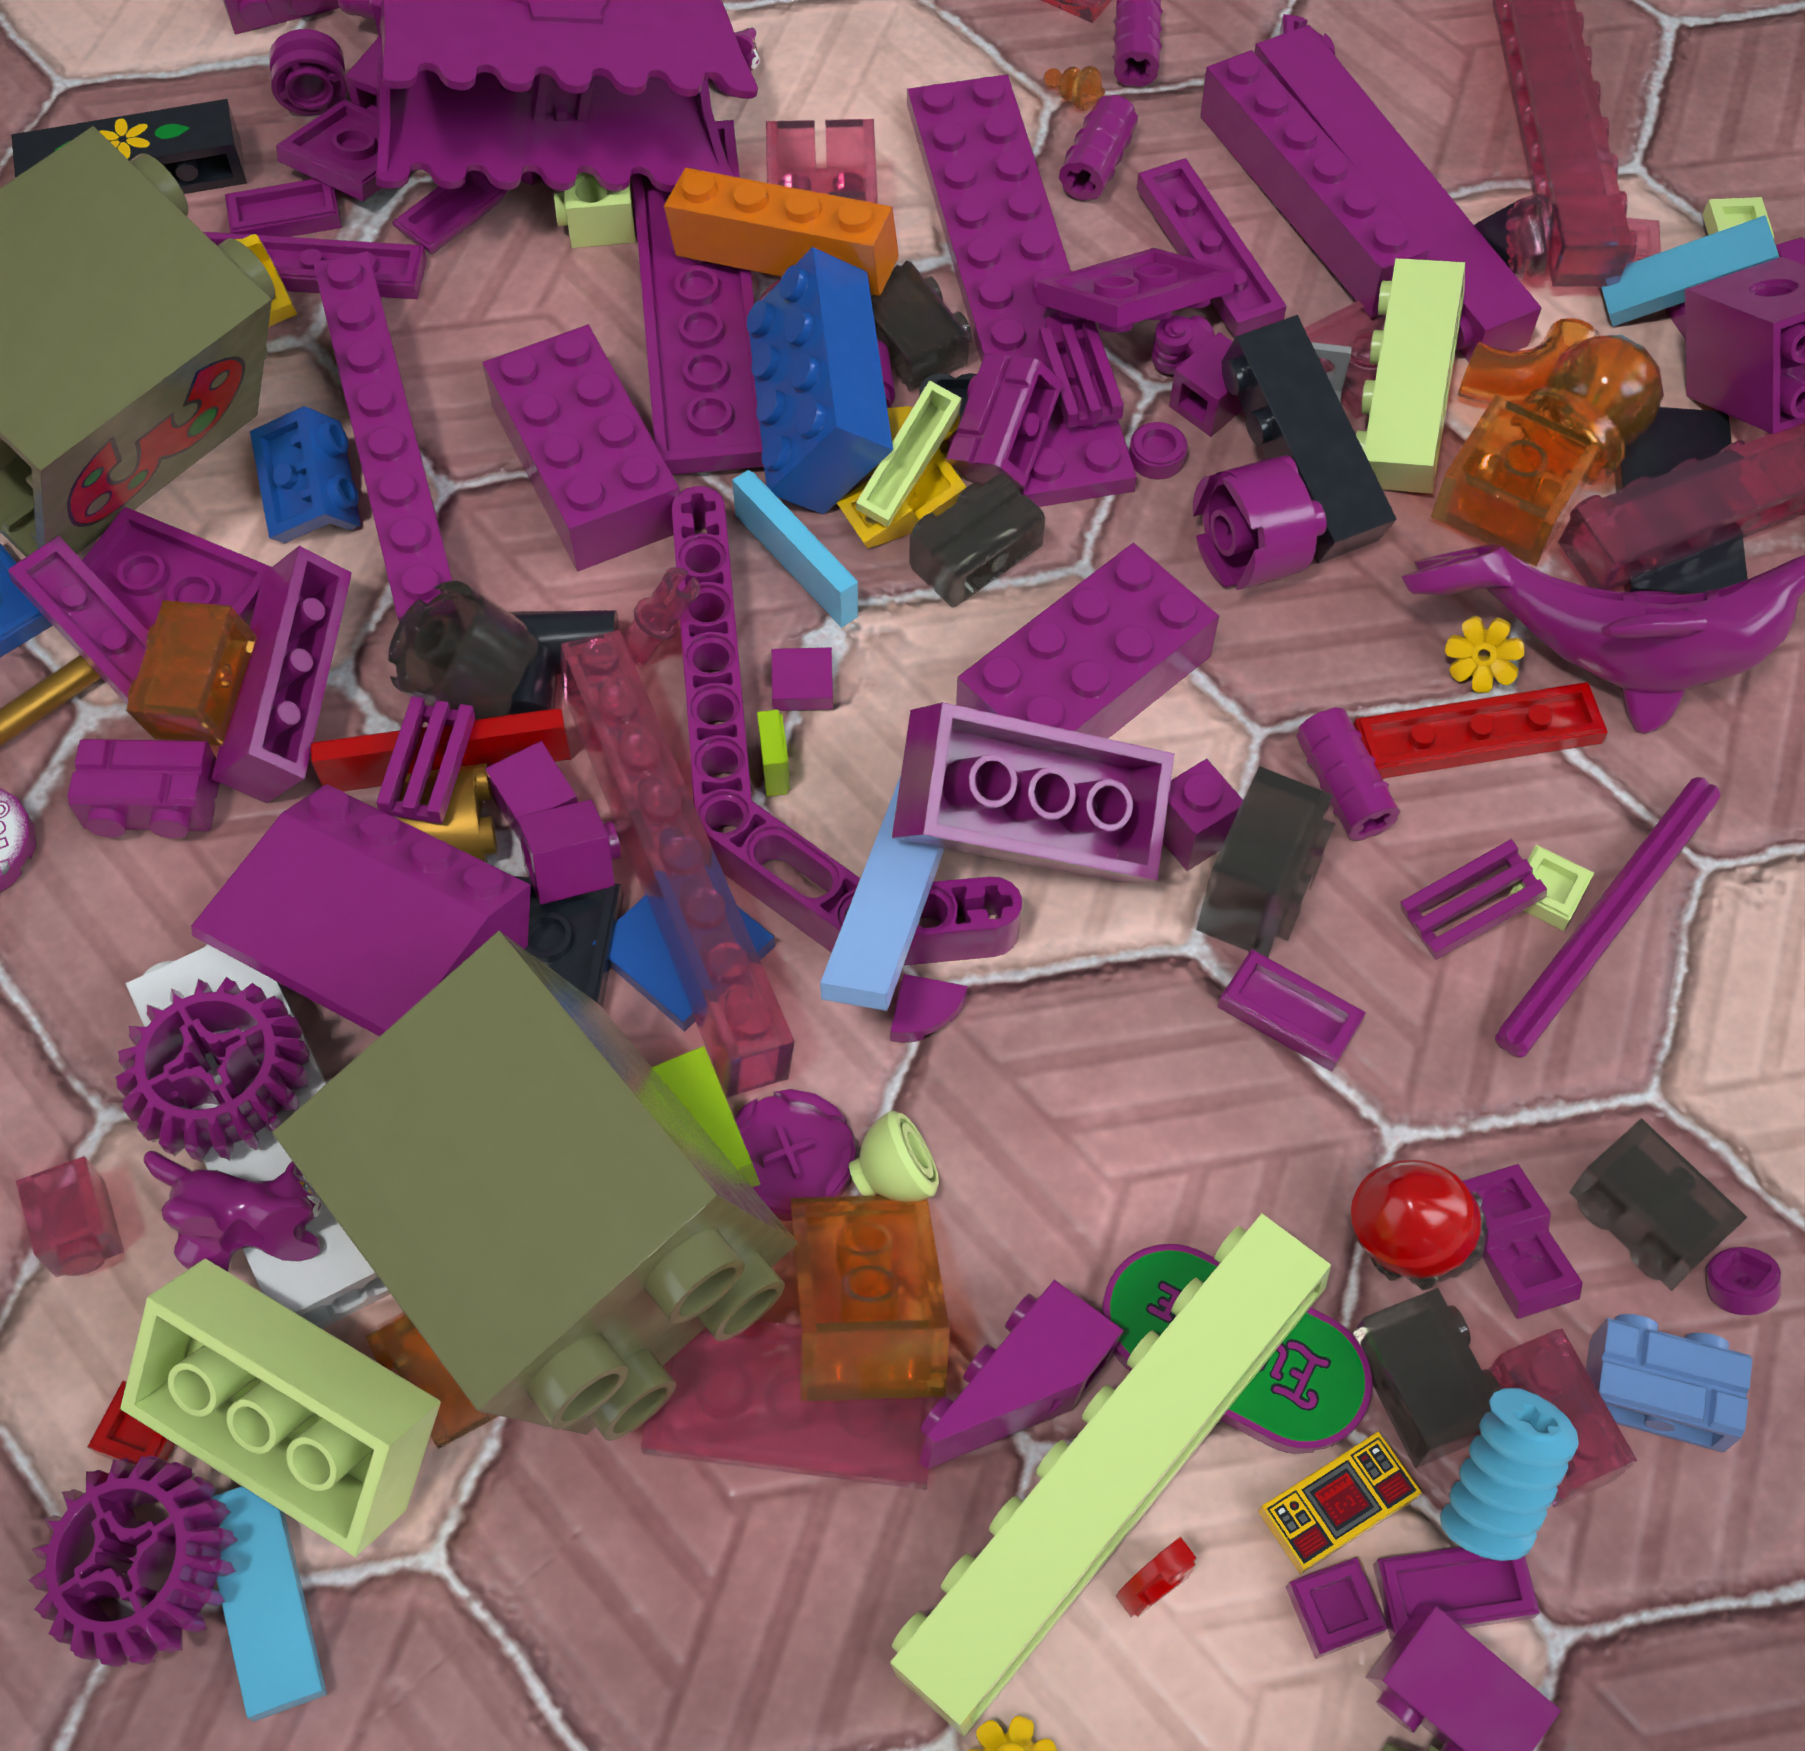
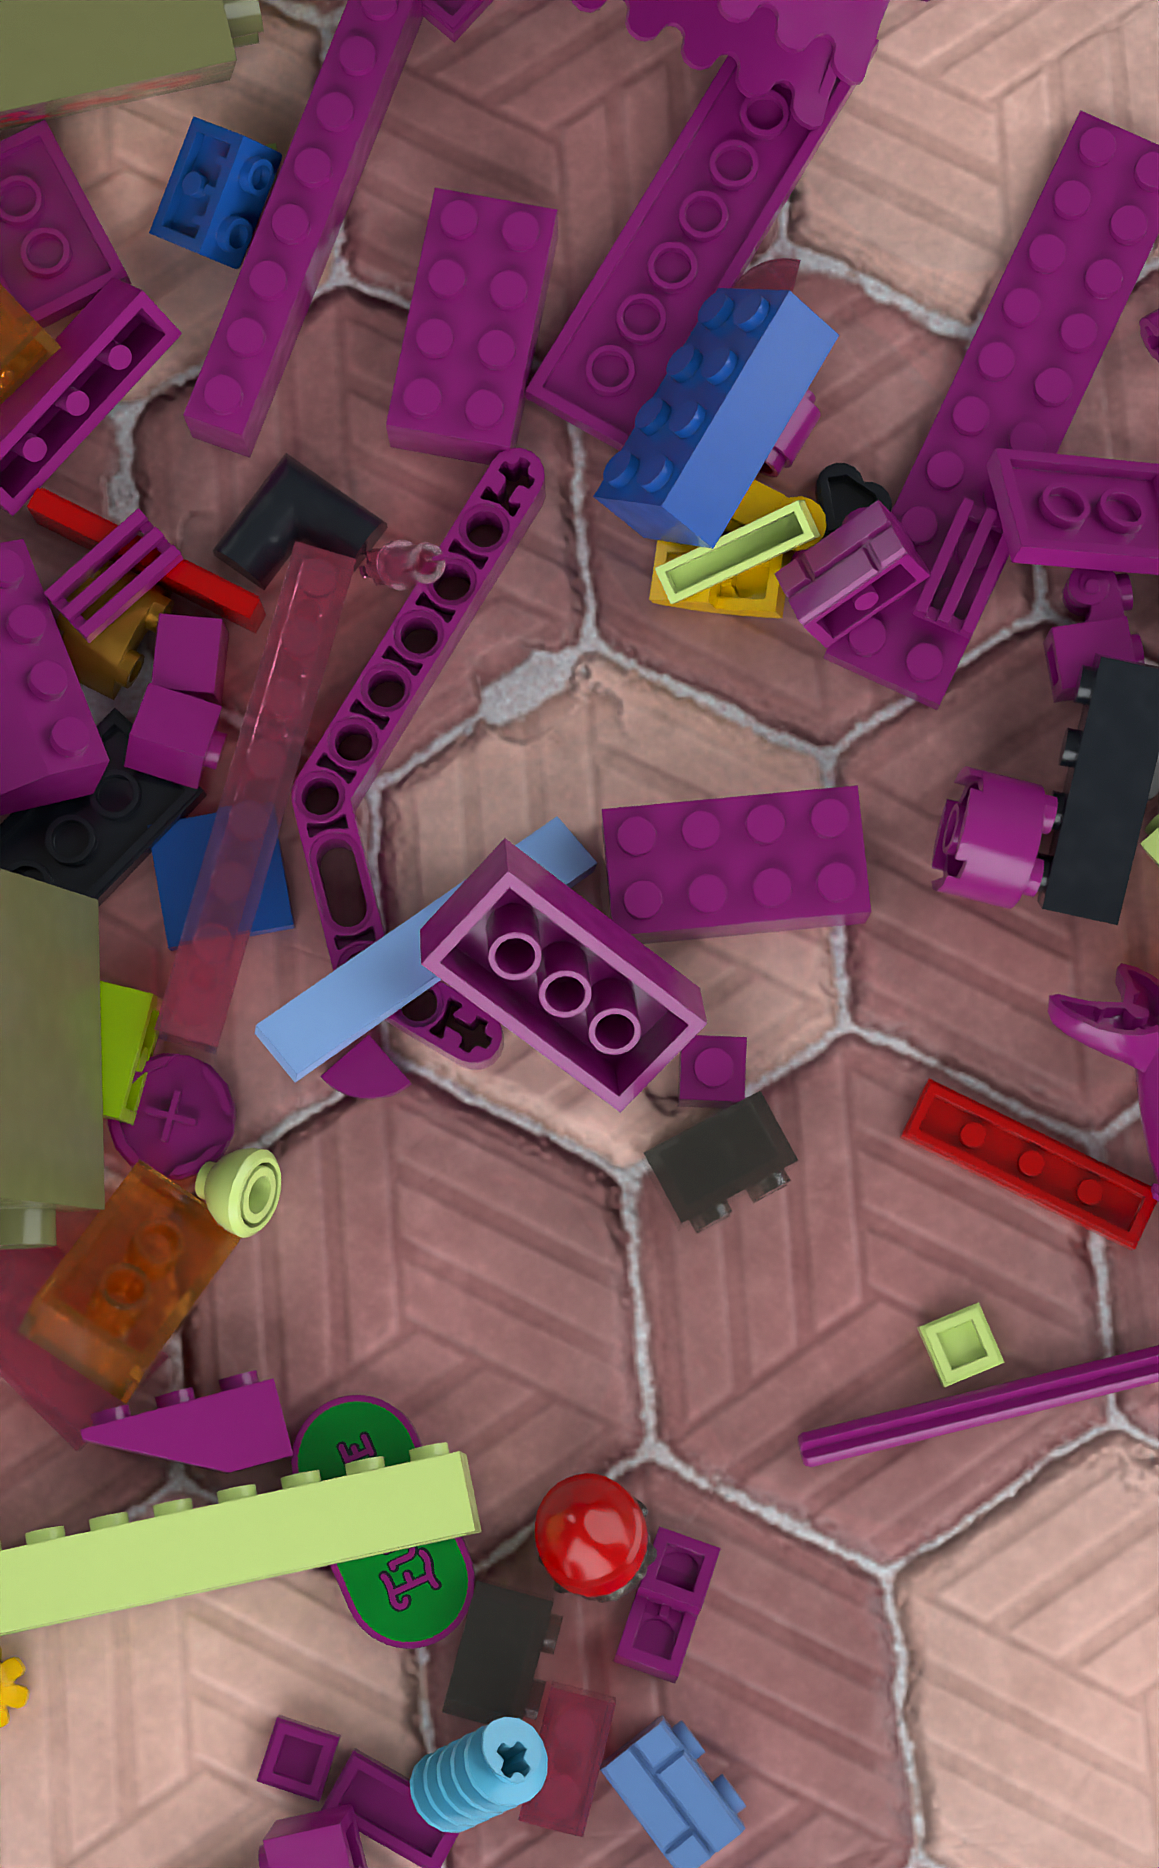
camera: 40 degrees right, 20 degrees up
(461, 651) = (210, 490): clear smoke brick -> none
(595, 214) = (668, 77): yellowish green brick -> none
(773, 752) = (412, 757): lime tile -> none
(775, 225) = (802, 228): orange brick -> none
(796, 548) = (581, 565): medium azure tile -> none
(802, 679) = (496, 697): magenta tile -> none
(848, 157) = (891, 188): clear pink piece -> none
(919, 327) = (866, 398): clear smoke brick -> none
(975, 539) = (743, 668): clear smoke brick -> none
(1157, 1578) = (186, 1642): red tile -> none
(1158, 450) = (988, 686): magenta tile -> none
(1291, 1010) = (655, 1290): magenta tile -> none
(1339, 1502) = (363, 1689): tile -> none
(1347, 773) = (874, 1124): magenta axle -> none
(1484, 653) = (1091, 1102): yellow plant -> none
(1518, 870) = (825, 1302): magenta tile -> none
(1656, 1205) = (791, 1663): clear smoke brick -> none
(1744, 1281) = (808, 1768): magenta tile -> none

